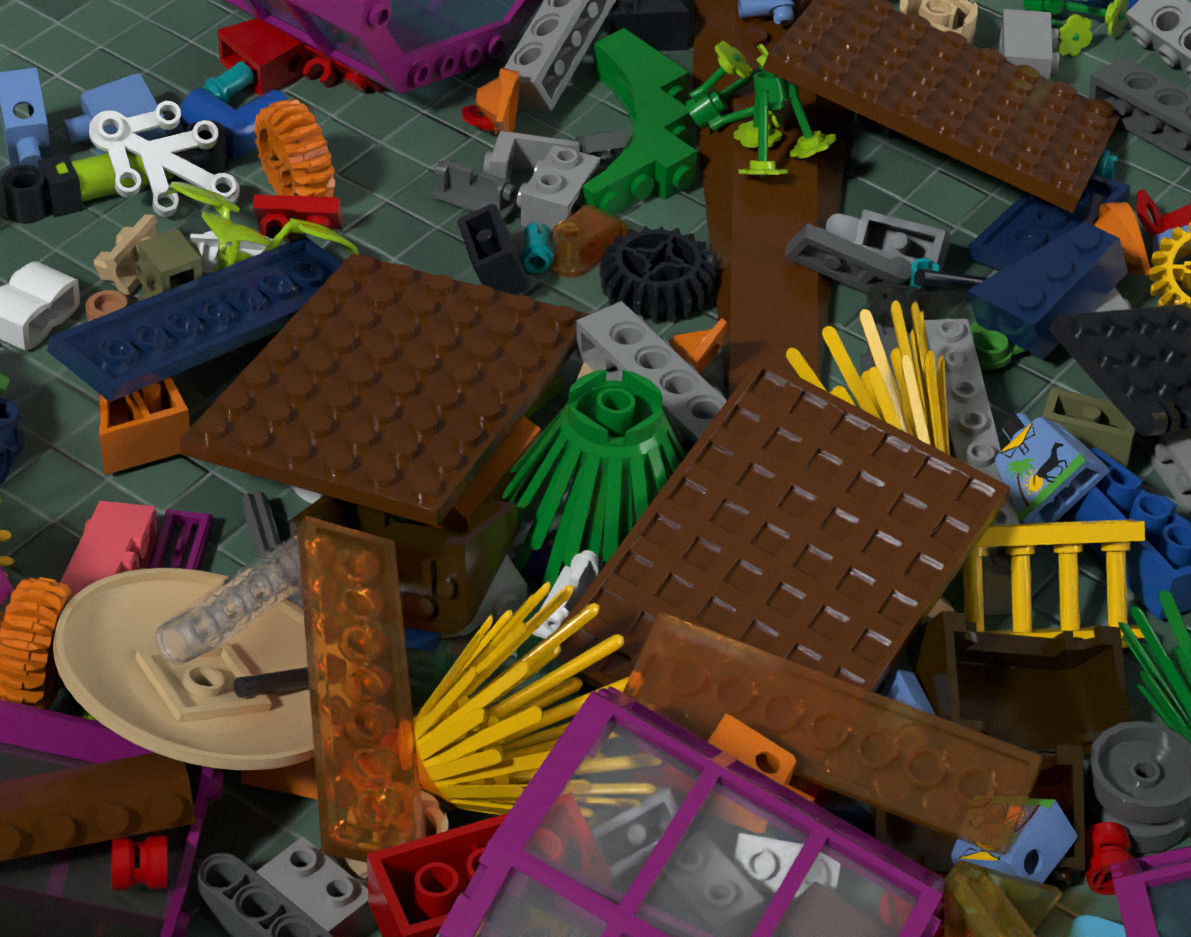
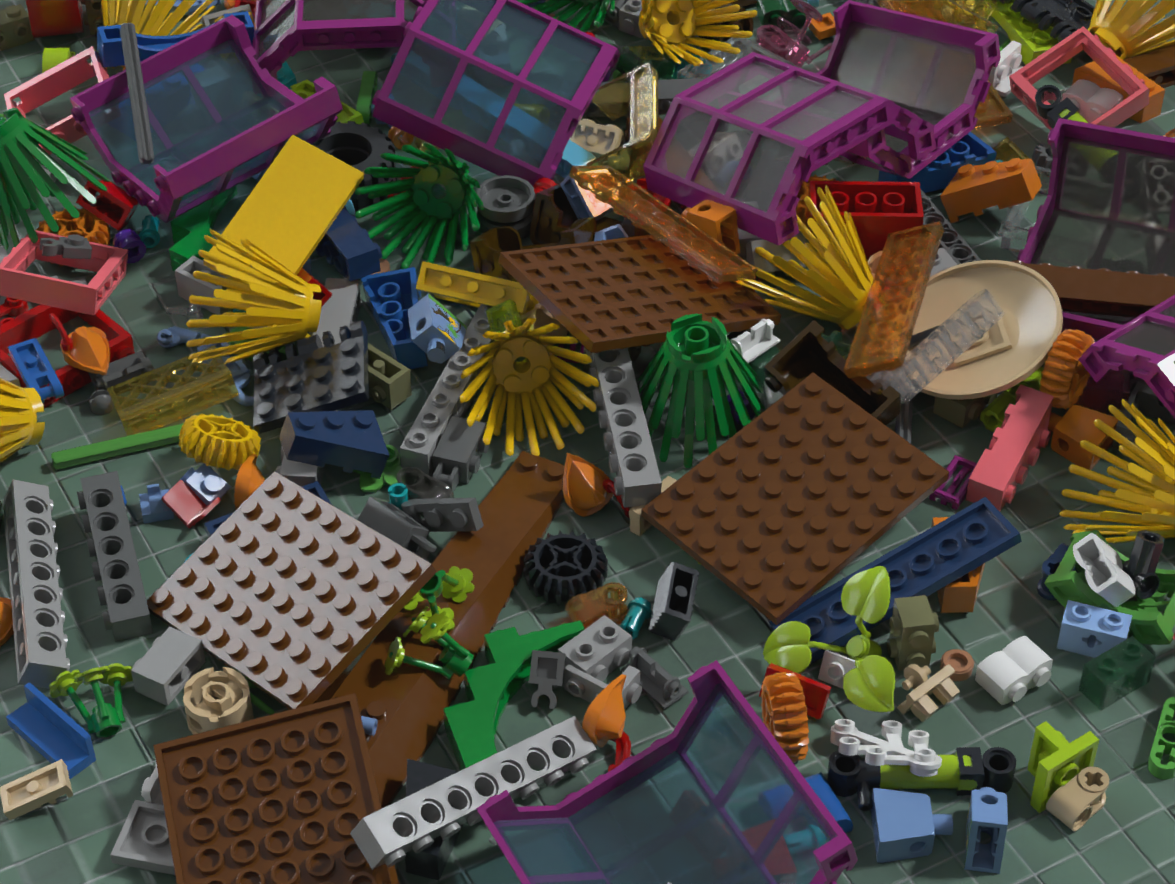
camera: 155 degrees left, 0 degrees up
(946, 280) = (371, 486): black bar -> none

